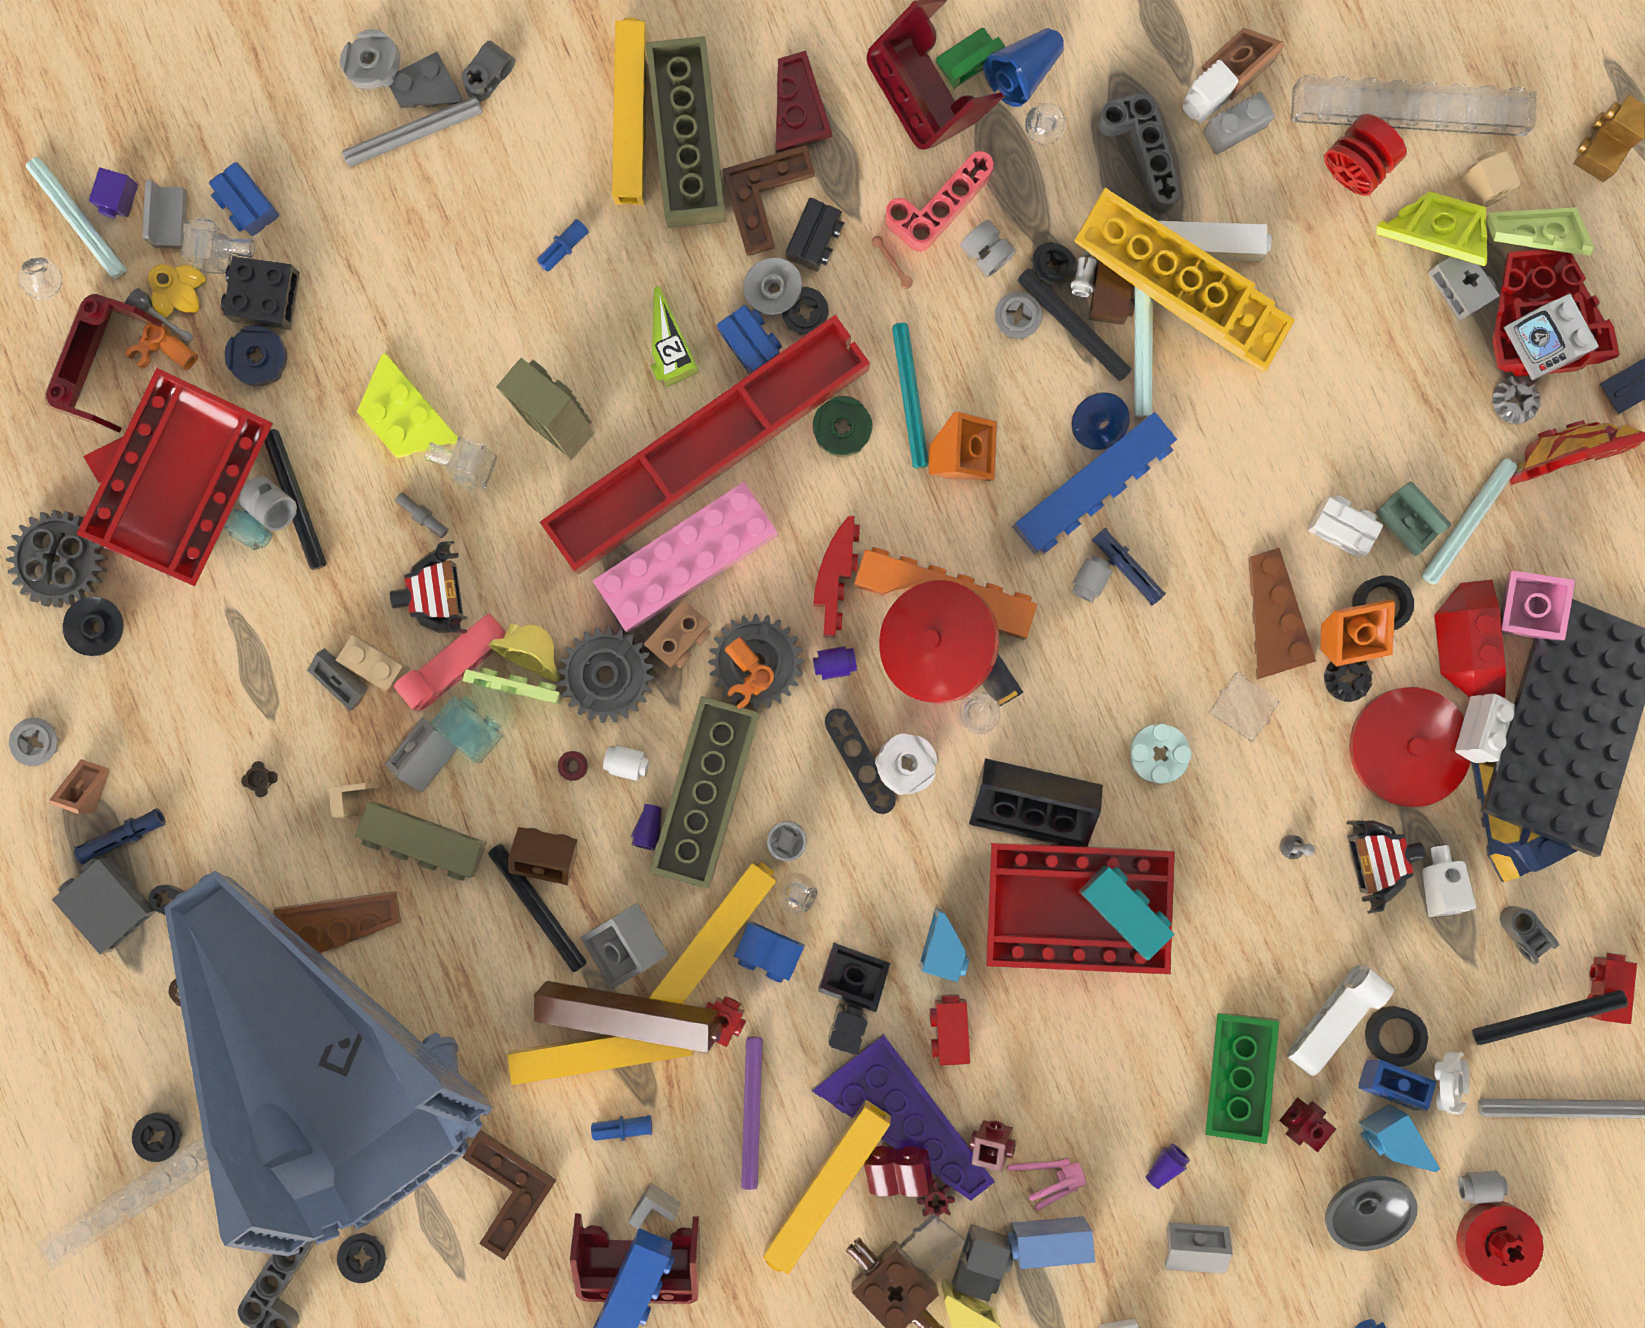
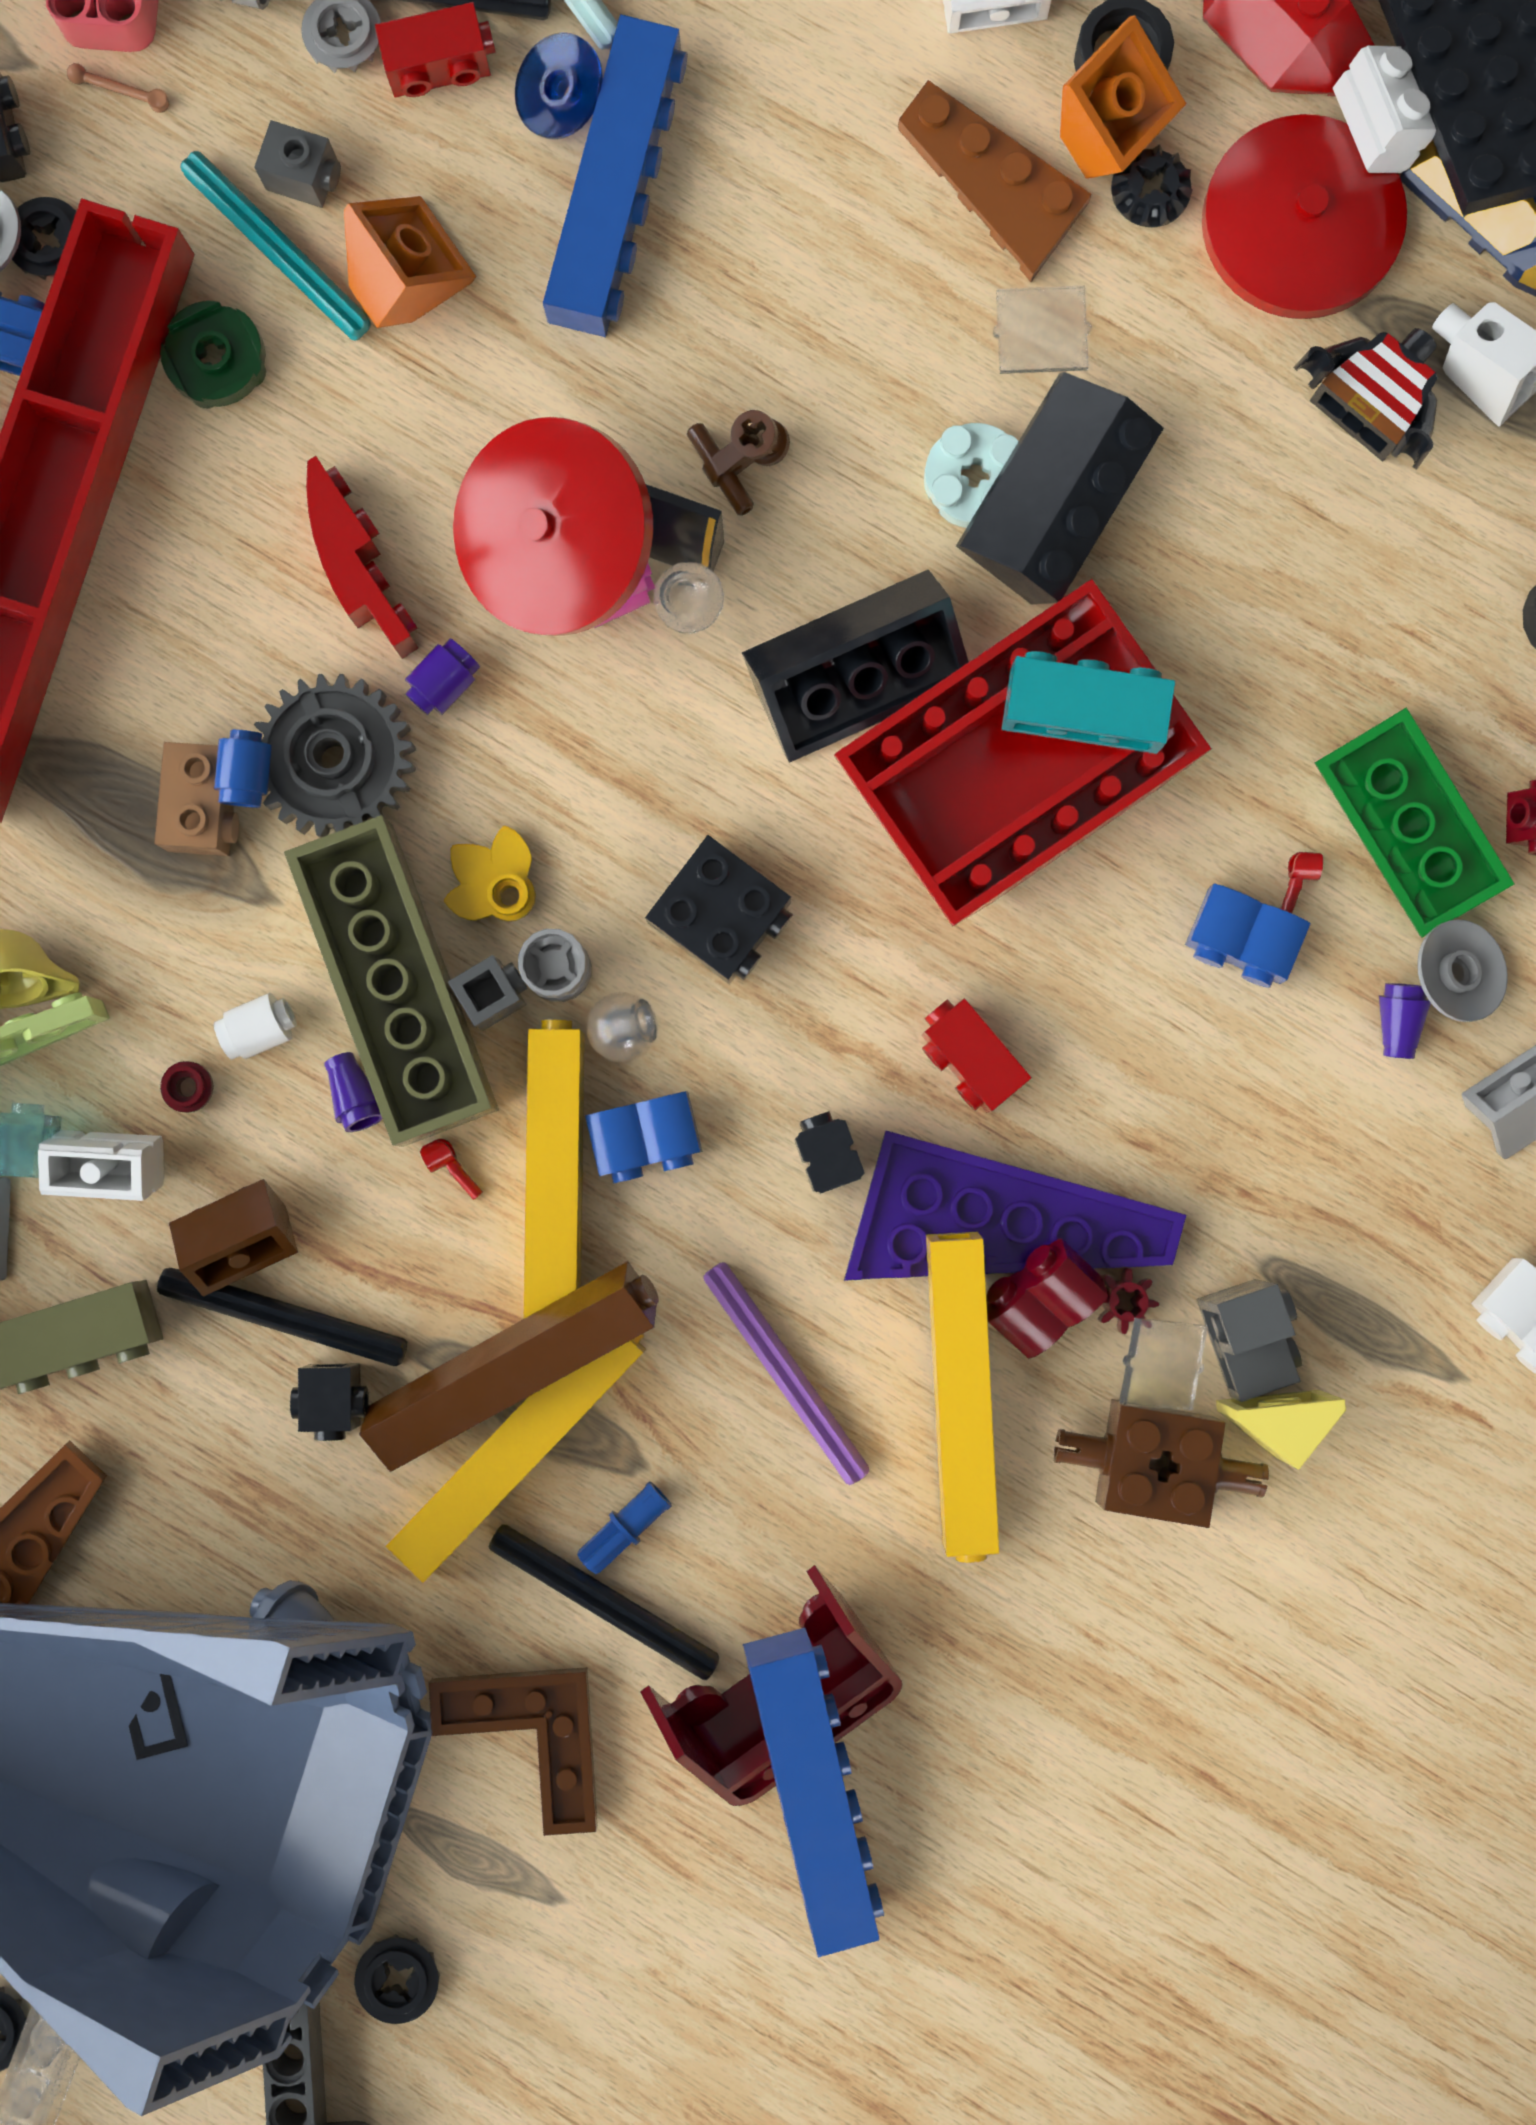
camera: 30 degrees left, 0 degrees up
(507, 776) = (101, 1165): none -> white brick
(530, 964) = (329, 1400): none -> black brick
(583, 675) = (101, 922): dark grey gear -> none
(587, 1155) = (604, 1602): none -> black axle
(624, 946) = (438, 1276): light grey slope -> none
(654, 1199) = (740, 1588): light grey panel -> none
(667, 887) = (441, 1154): none -> red hand
(685, 557) = (128, 685): bright pink brick -> none
(710, 641) = (242, 769): none -> blue brick
(730, 1009) = (670, 1267): red brick -> none
(747, 831) = (489, 991): none -> dark grey brick
(759, 676) = (344, 763): orange bar -> none
(787, 770) = (487, 874): none -> yellow plate
(854, 977) = (786, 1082): black slope -> none
(856, 763) = (579, 781): black beam -> none
(883, 874) = (720, 911): none -> black brick
(886, 574) = (419, 507): orange arch -> none
(923, 766) = (636, 767): white plate -> none
(943, 951) = (879, 948): dark azure slope -> none
(949, 366) = (297, 164): none -> dark grey brick
(992, 1145) = (1145, 1165): dark red brick -> none
(1042, 660) = (724, 464): none -> reddish brown piece
(1051, 1242) = (1326, 1235): medium blue brick -> none
(1055, 360) = (435, 50): none -> red brick
(1069, 1179) = (1282, 1135): bright pink plant -> none
(1091, 578) = (705, 307): light grey brick -> none
(1123, 1071) = (1248, 935): none -> blue brick
(1128, 566) = (743, 254): dark blue pin -> none
(1173, 1057) = (1301, 867): none -> red hand
(1193, 794) = (1059, 488): none -> black slope
(1220, 1170) = (1476, 966): none -> light grey dish
(1289, 845) = (1252, 459): dark grey hinge -> none
(1338, 1018) = (1481, 641): white beam -> none

